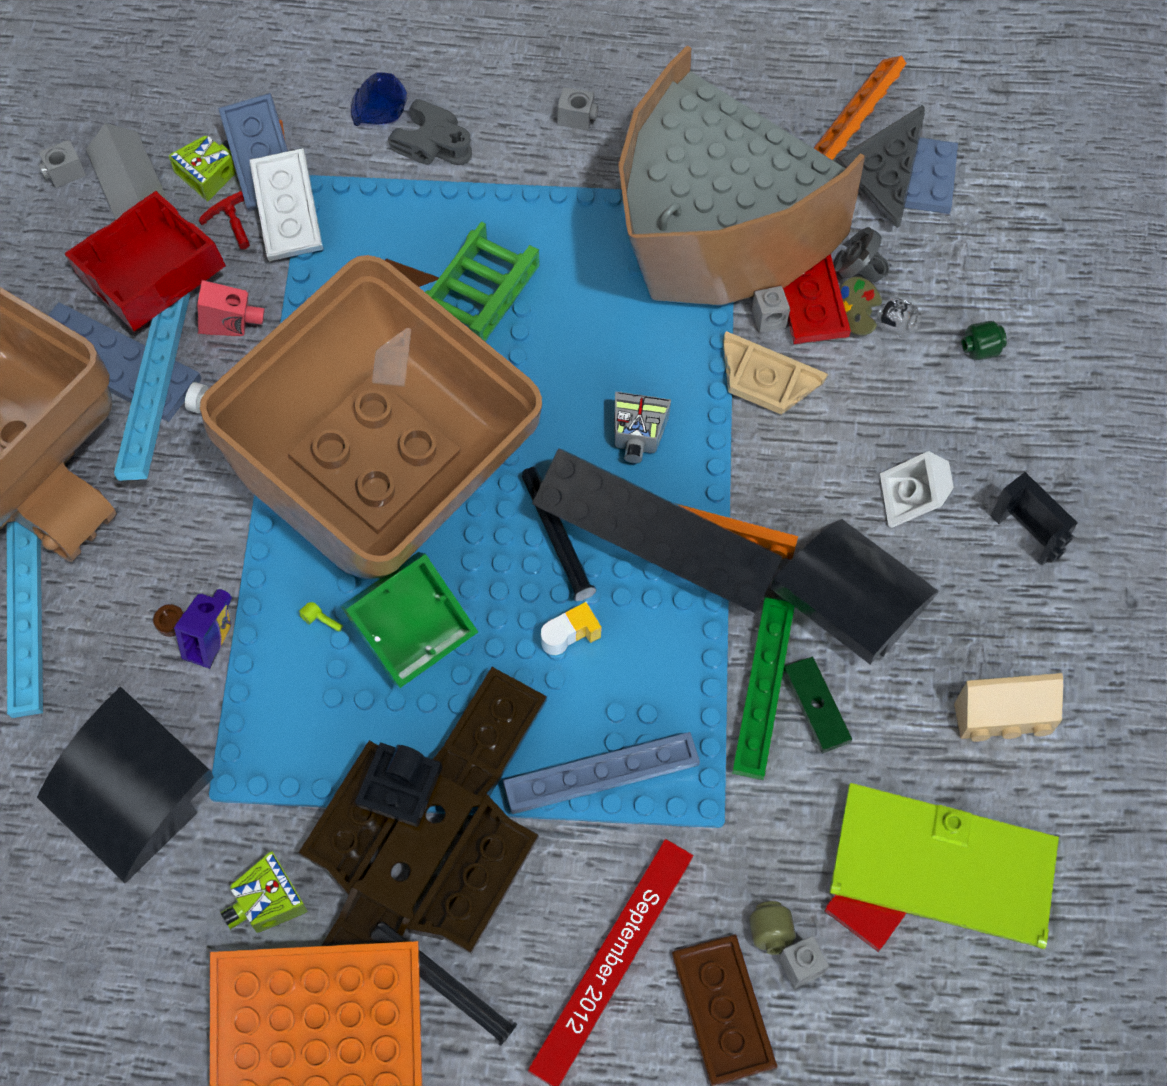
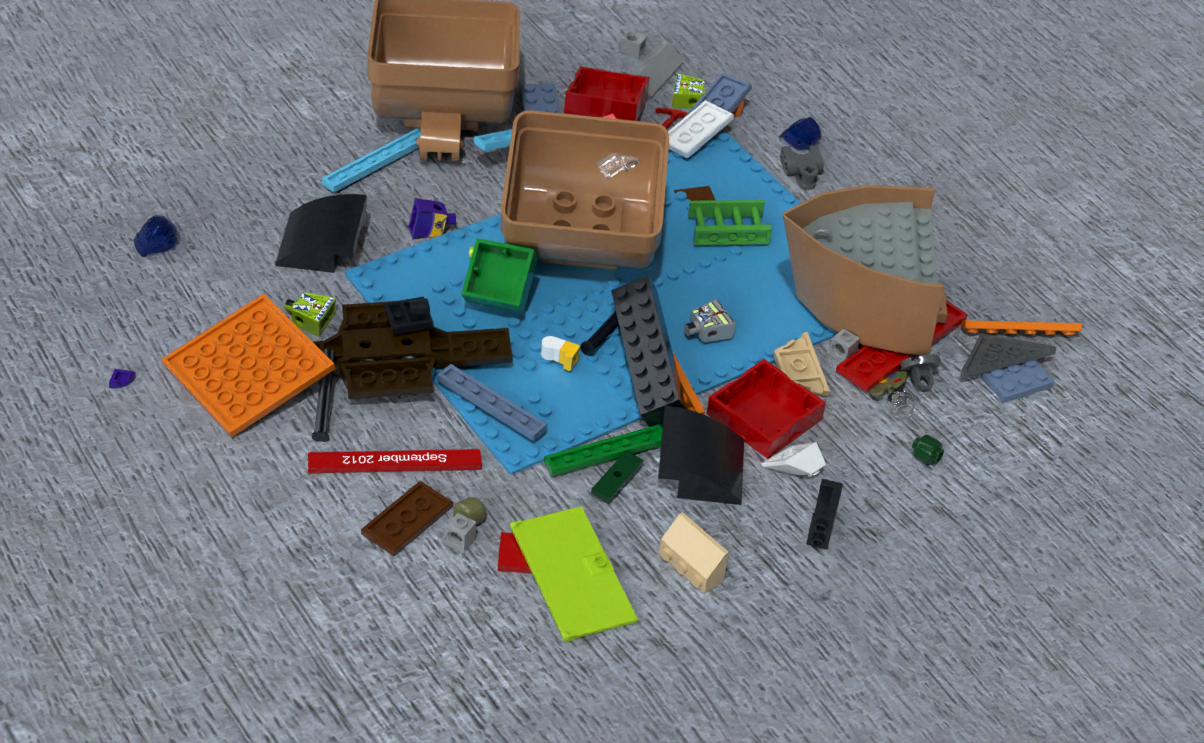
camera: 50 degrees right, 20 degrees down
(815, 462) = (766, 408): none -> red tile

